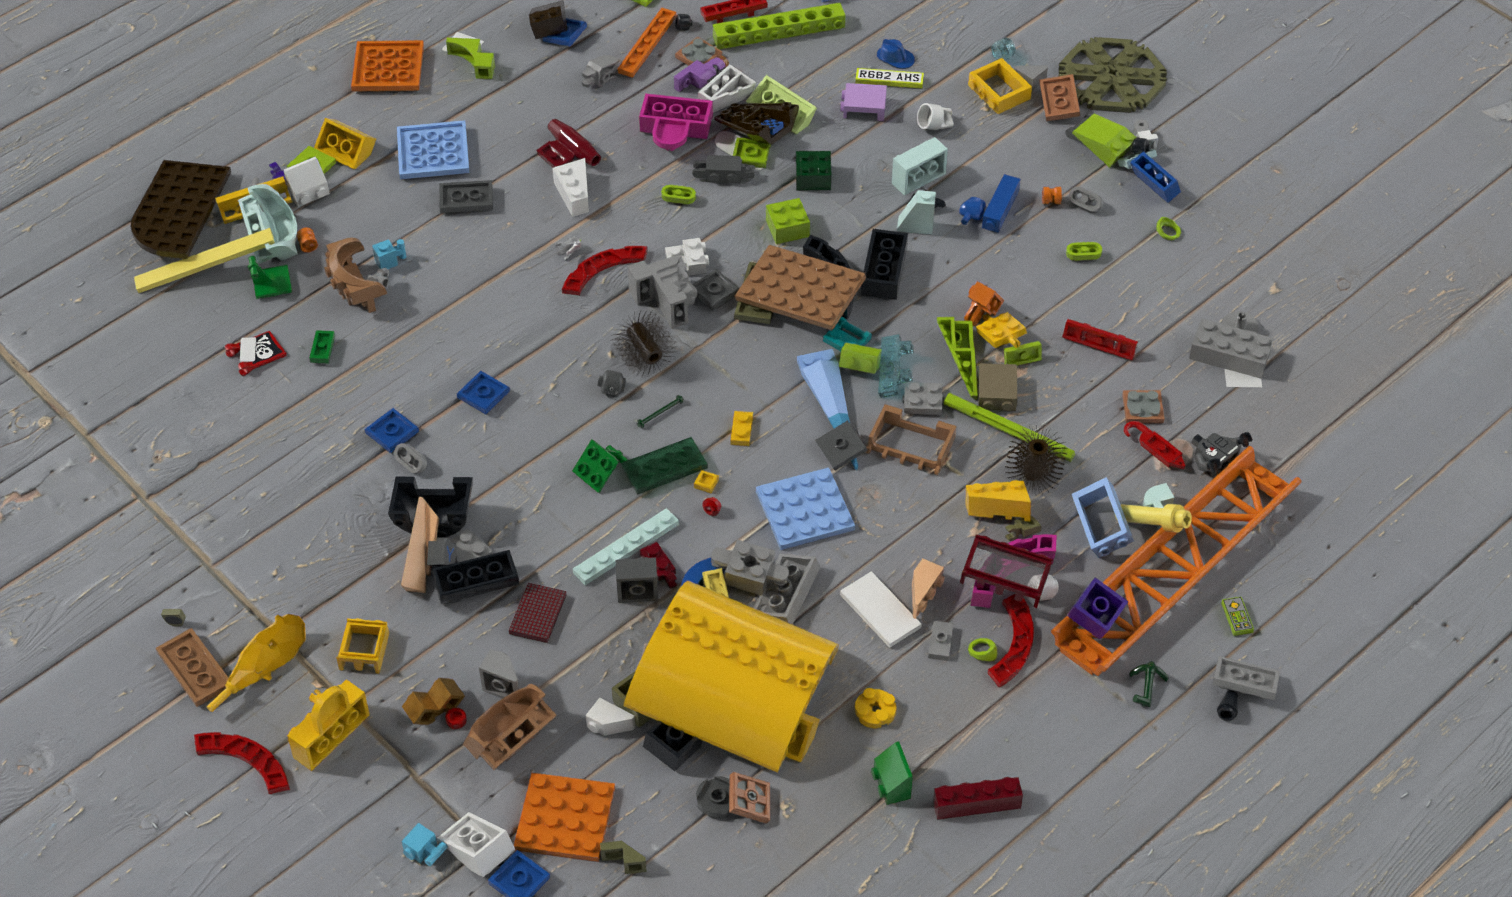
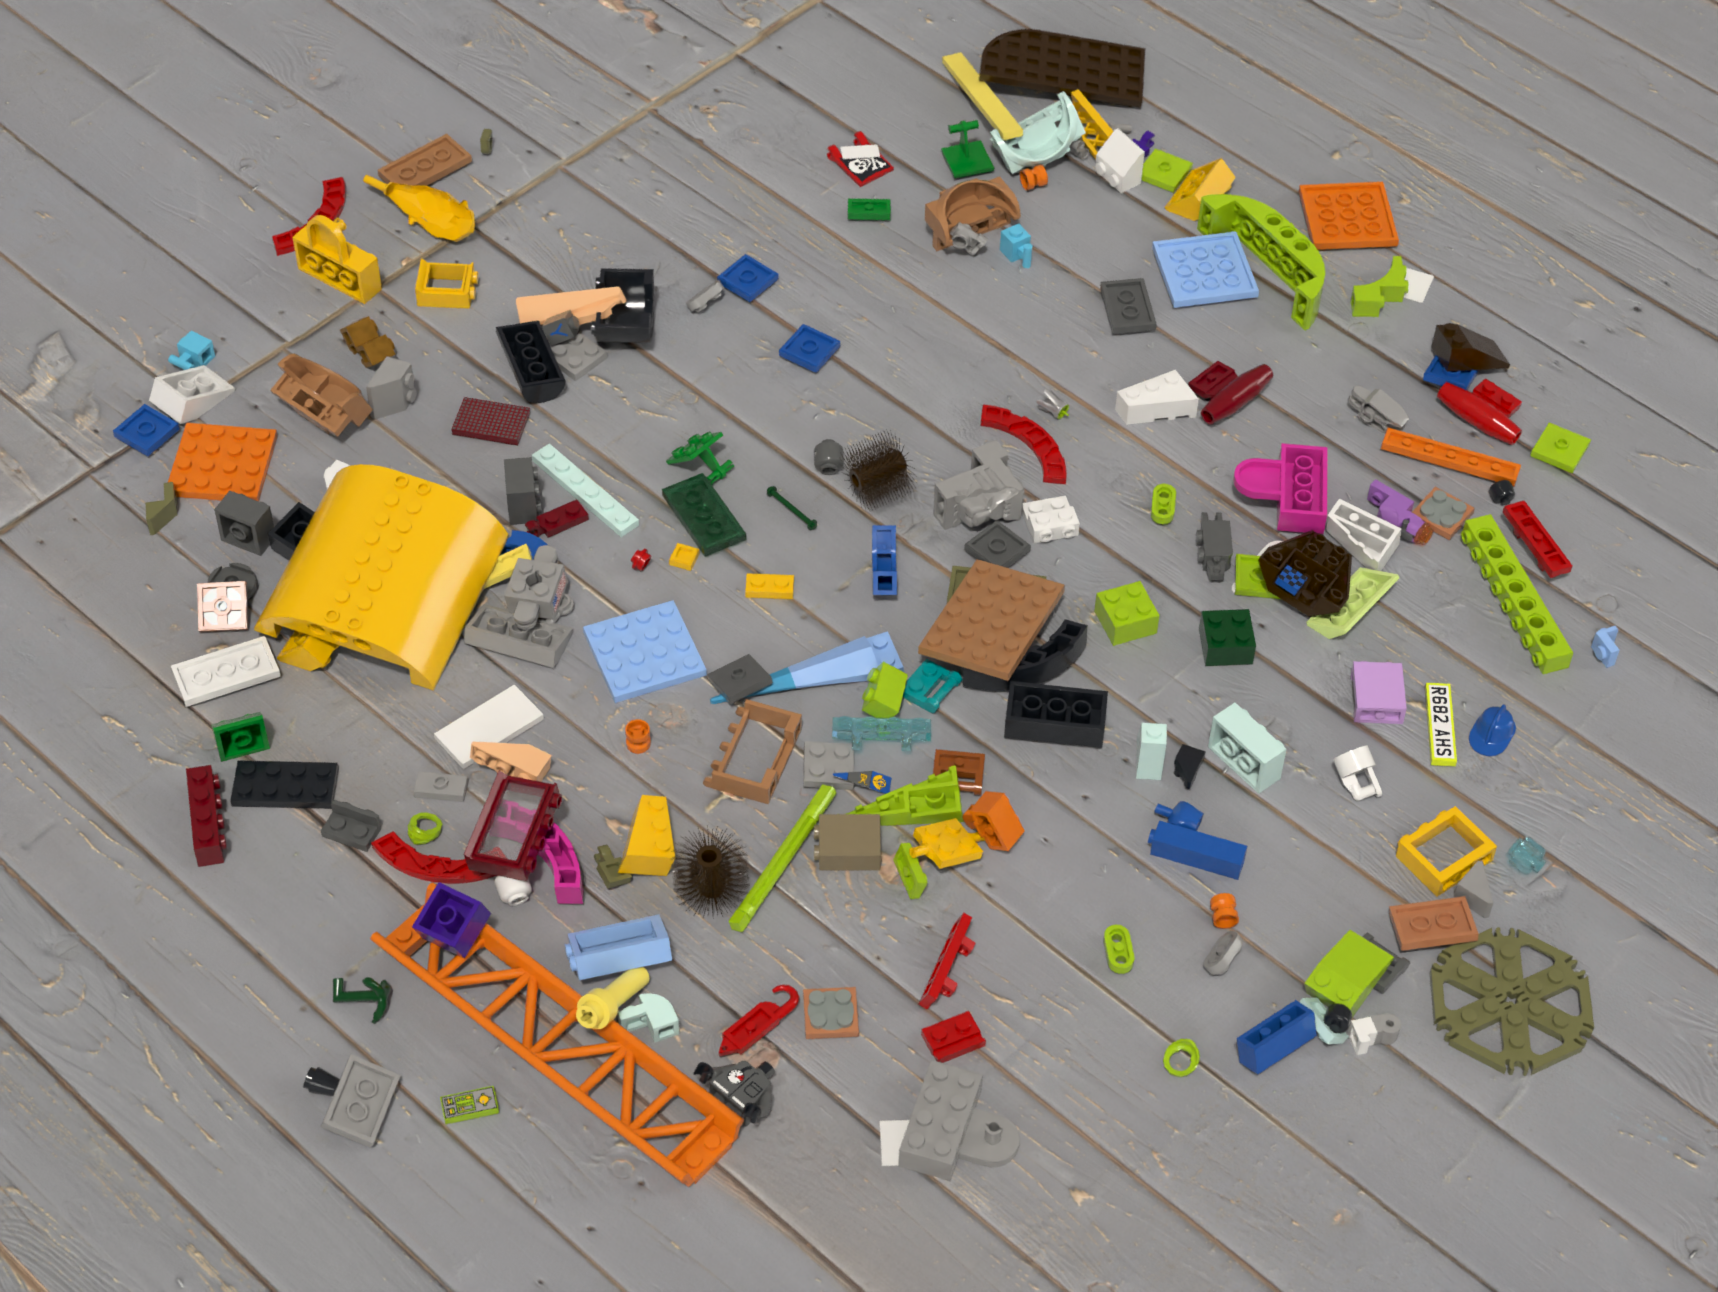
camera: 85 degrees right, 0 degrees up
(432, 98) = (1274, 243): none -> lime slope
(456, 718) = (353, 368): red tile -> none
(602, 19) = (1484, 408): none -> red plate
(656, 781) = (244, 522): none -> dark grey brick
(733, 355) = (884, 560): none -> blue arch
(818, 796) = (225, 671): none -> white plate
(875, 697) = (344, 712): yellow plate -> none
(896, 509) = (637, 736): none -> orange wheel
(924, 324) = (967, 764): none -> dark orange plate
(938, 375) = (868, 779): none -> sticker
(938, 748) = (284, 784): none -> black plate
(983, 699) = (351, 826): none -> dark grey bracket
(1159, 342) = (953, 1037): none -> red plate

